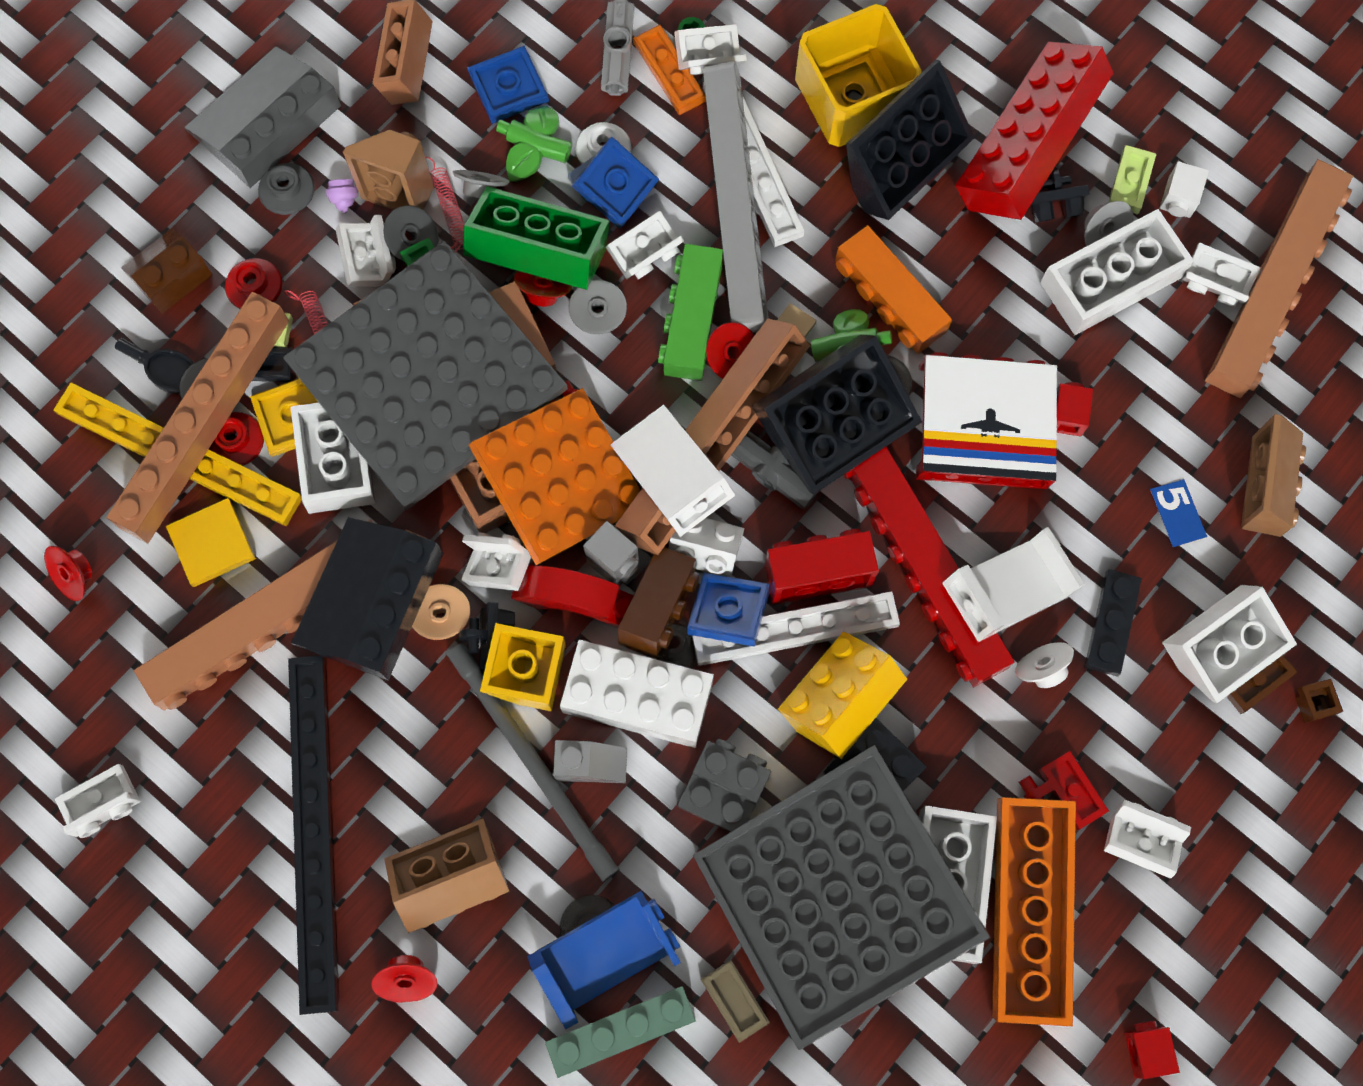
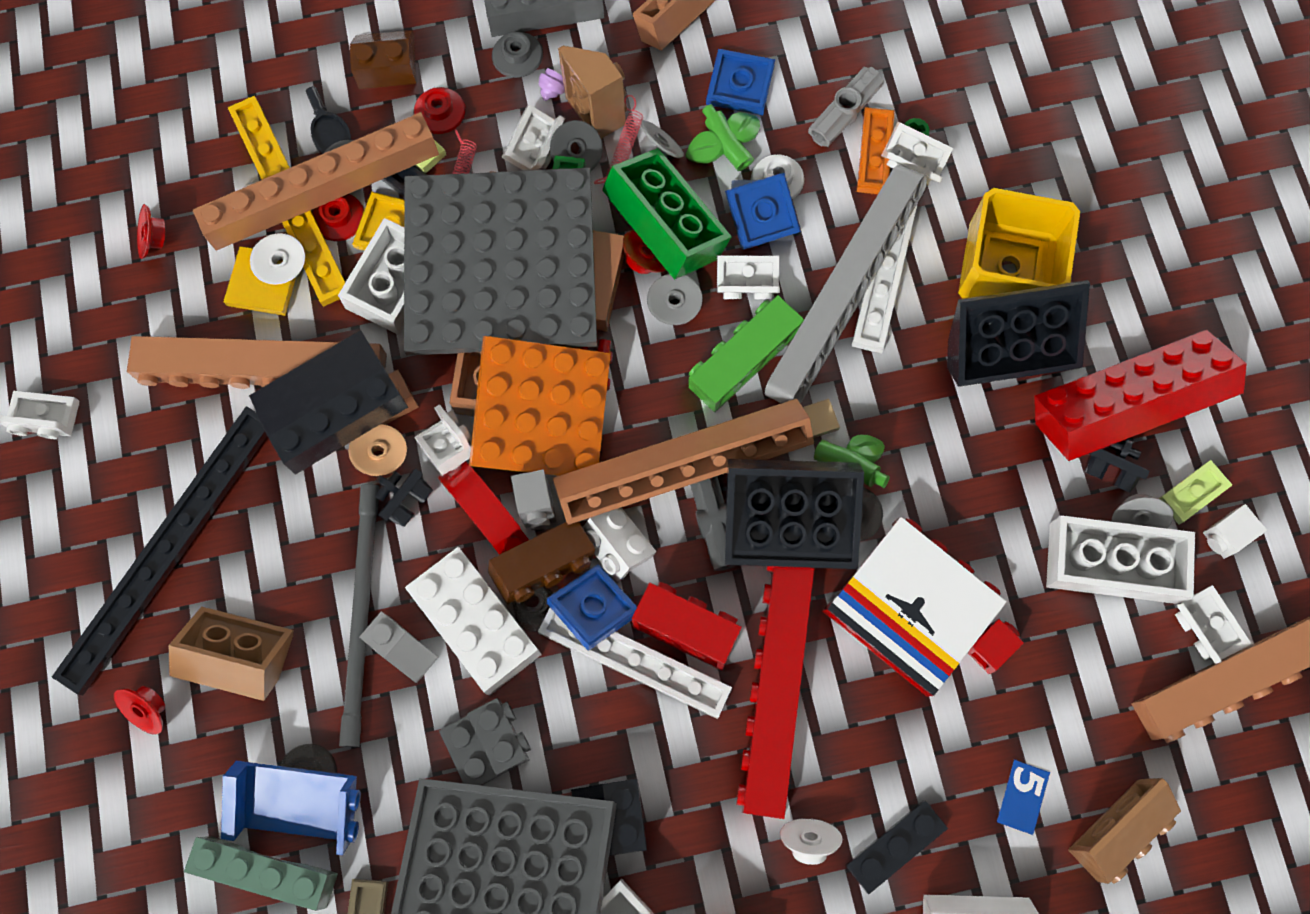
camera: 40 degrees right, 0 degrees up
(206, 501) = (270, 251): none -> white piece
(523, 666) = (404, 537): yellow slope -> none
(673, 470) = (626, 466): white panel -> none
(727, 336) = (745, 391): red piece -> none
(842, 694) = (625, 741): yellow brick -> none
(892, 290) = (919, 445): orange brick -> none
(1013, 585) = (832, 755): white panel -> none

